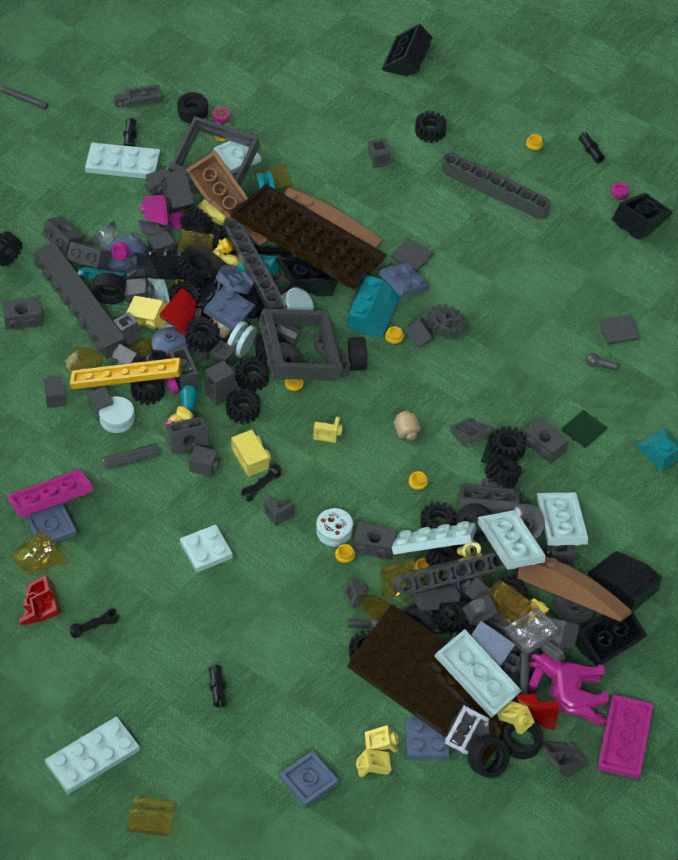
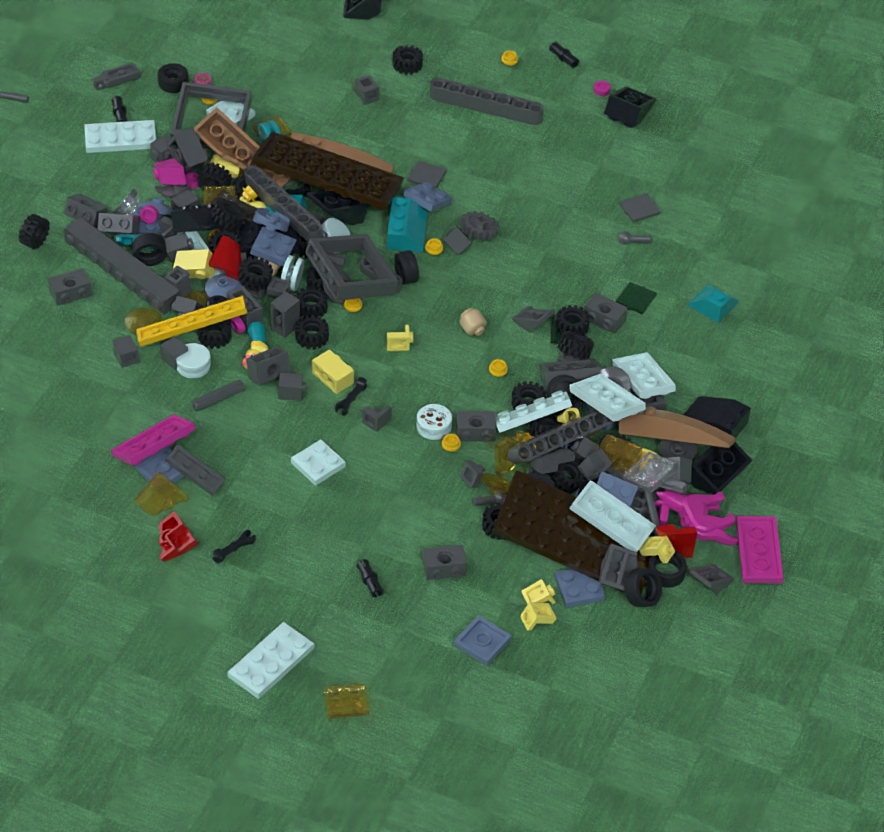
camera: 15 degrees left, 5 degrees down
(79, 534) = (194, 470): none -> dark grey plate
(289, 677) = (444, 562): none -> dark grey brick

